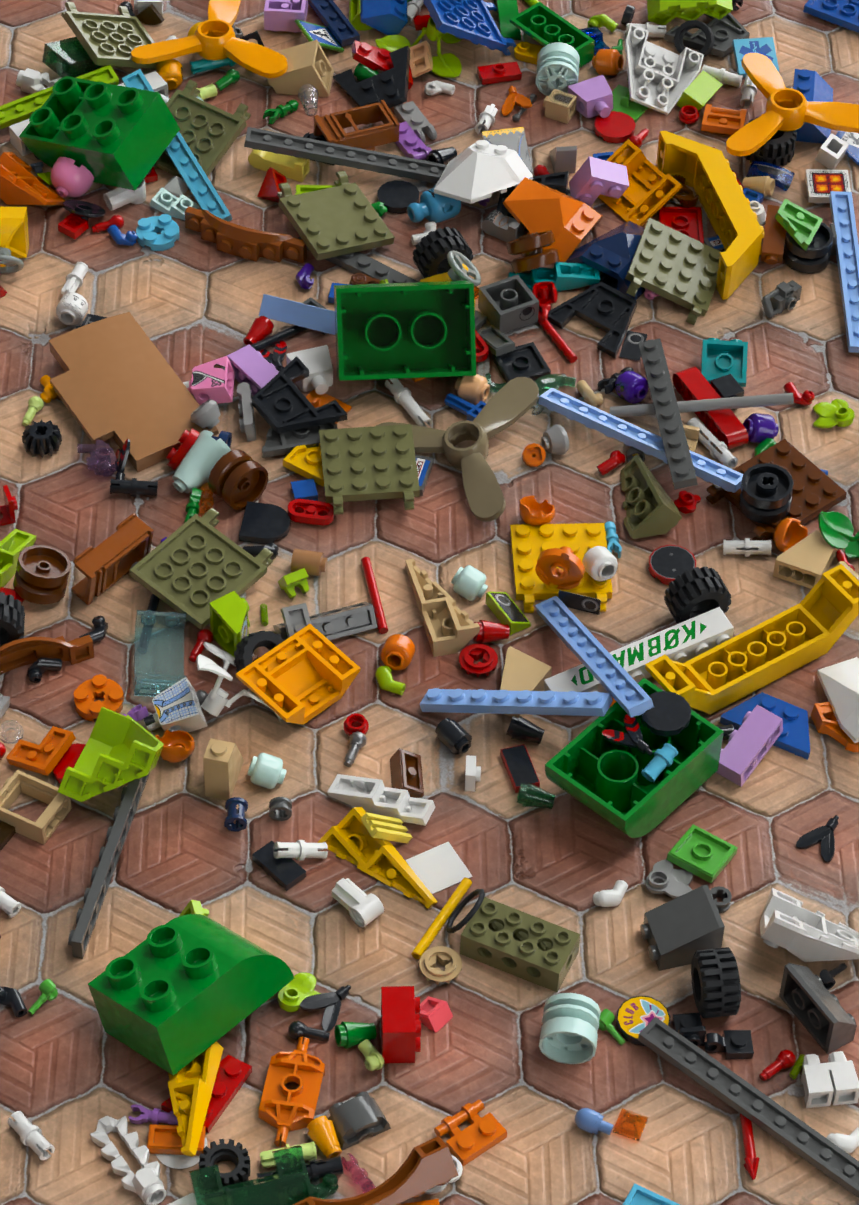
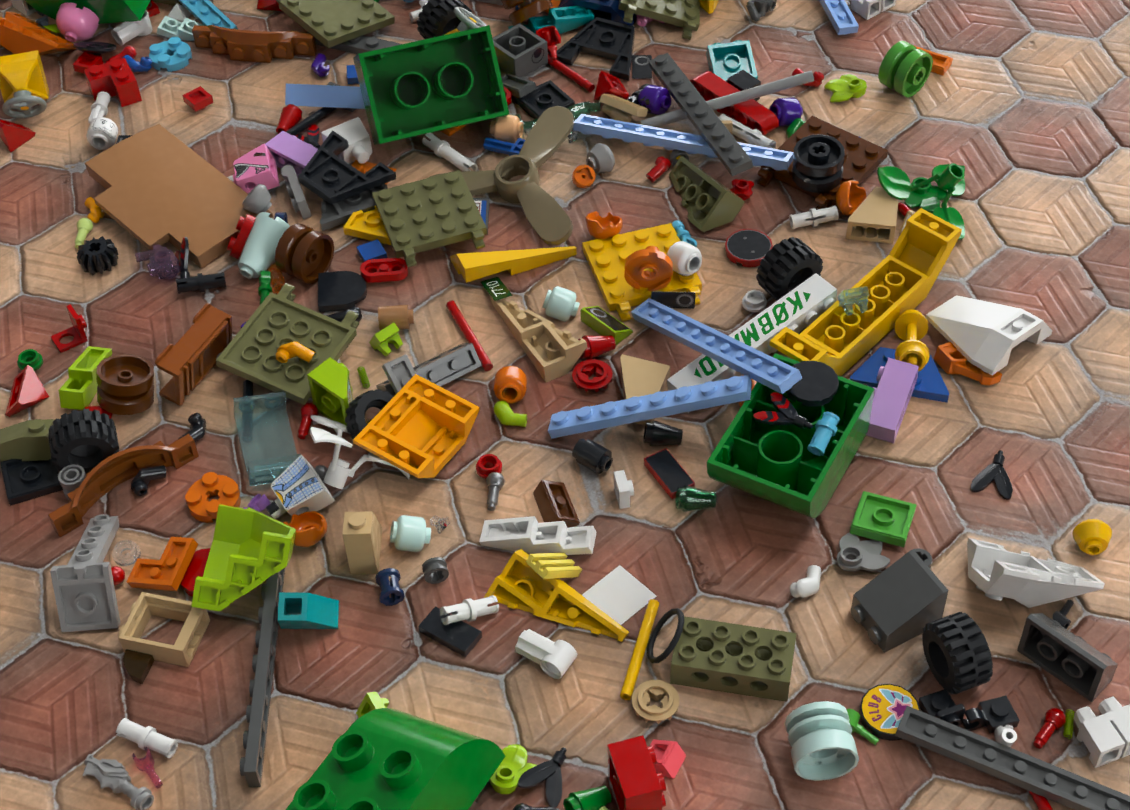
camera: 10 degrees left, 0 degrees up
(96, 251) = (114, 79): none -> red brick
(157, 819) = (307, 611): none -> teal slope
(174, 289) = (198, 99): none -> red plate
(203, 575) = (293, 350): none -> light orange arm
(297, 767) = (439, 523): none -> clear piece
(406, 527) = (482, 264): none -> yellow wedge
(413, 553) = (496, 288): none -> dark green sticker
(591, 363) = (609, 85): none -> red slope
(597, 387) = (624, 105): none -> tan tile
(657, 620) = (754, 301): none -> white plate
(735, 1062) = (1005, 735): none -> white arm
(747, 638) = (852, 296): none -> clear light blue tile
(797, 679) = (912, 327): none -> yellow piece

